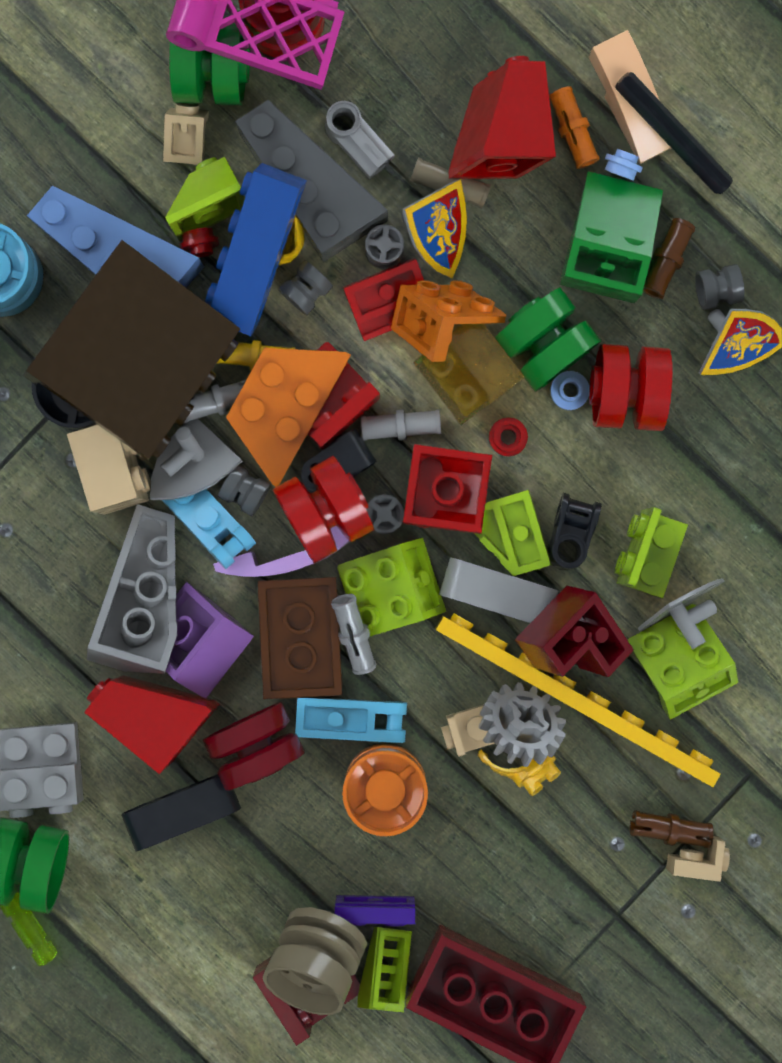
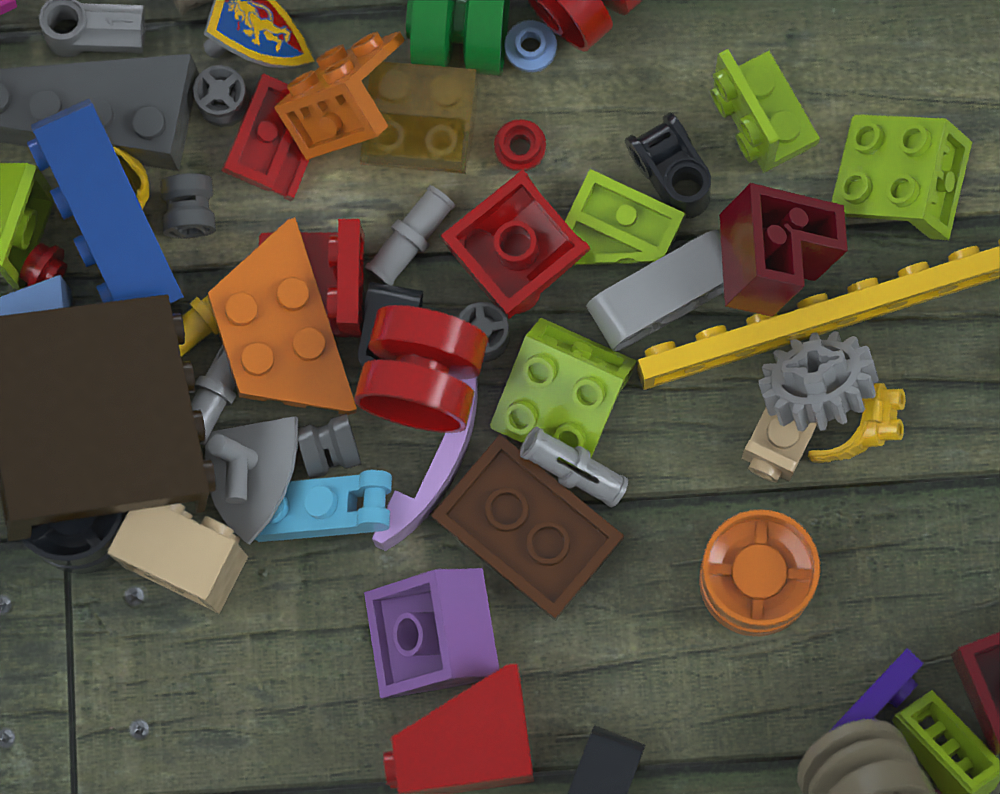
camera: 35 degrees left, 10 degrees down
(139, 609) = (349, 660): light grey wedge -> none
(255, 749) = (594, 665): dark red wheel -> none
(349, 719) = (654, 554): medium azure plate -> none
(688, 619) = (860, 129): light grey shield -> none

